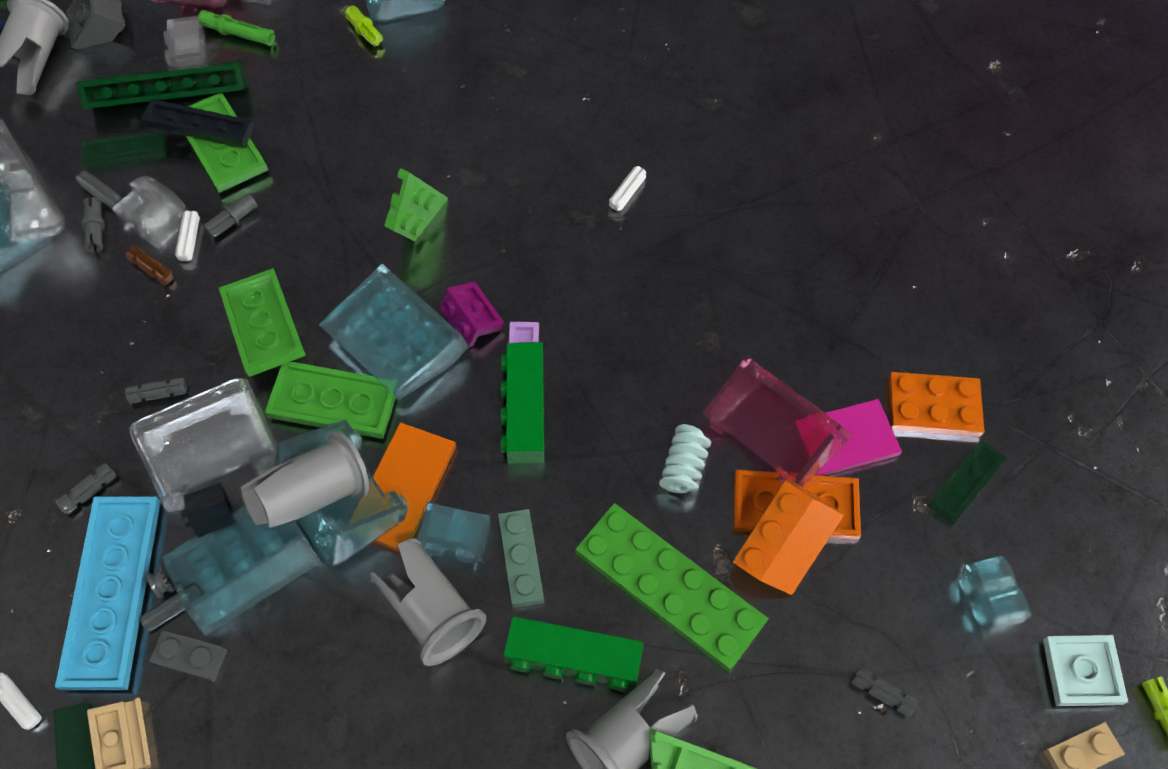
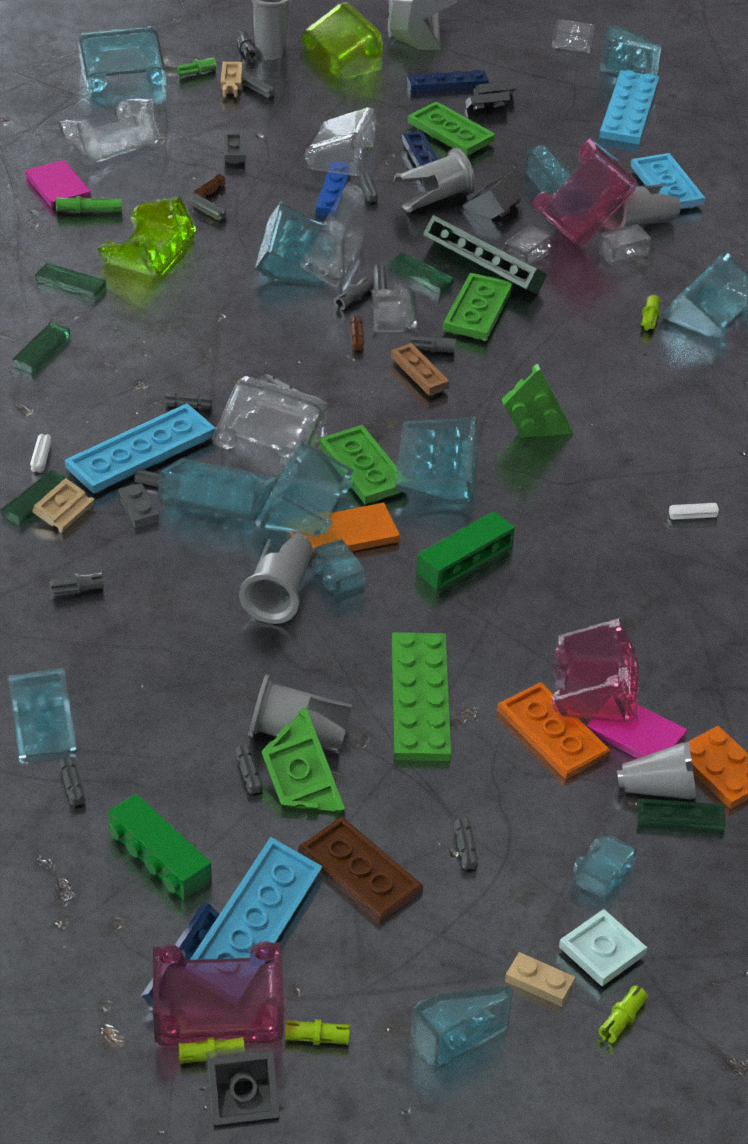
camera: 50 degrees right, 20 degrees down
(159, 582) = (166, 460): dark grey bush -> none
(187, 236) = (396, 335): white axle -> none
(197, 123) = (475, 284): black plate -> none
(208, 510) = (231, 453): black brick -> none
(228, 25) = (567, 255): bright green pin -> none
(253, 252) = (420, 369): none -> medium nougat plate
(261, 322) = (375, 399): bright green plate -> none
(307, 483) = (288, 466): light grey piece -> none
(470, 312) = (499, 487): magenta bracket -> none
(521, 558) = (358, 613): sand green plate -> none
(524, 332) = (518, 520): lavender plate -> none
(573, 653) = (320, 664): green brick -> none
(685, 460) = (515, 647): light aqua piece -> none
(788, 537) = (514, 718): orange slope -> none
(927, 461) = (661, 773): none -> light grey cone

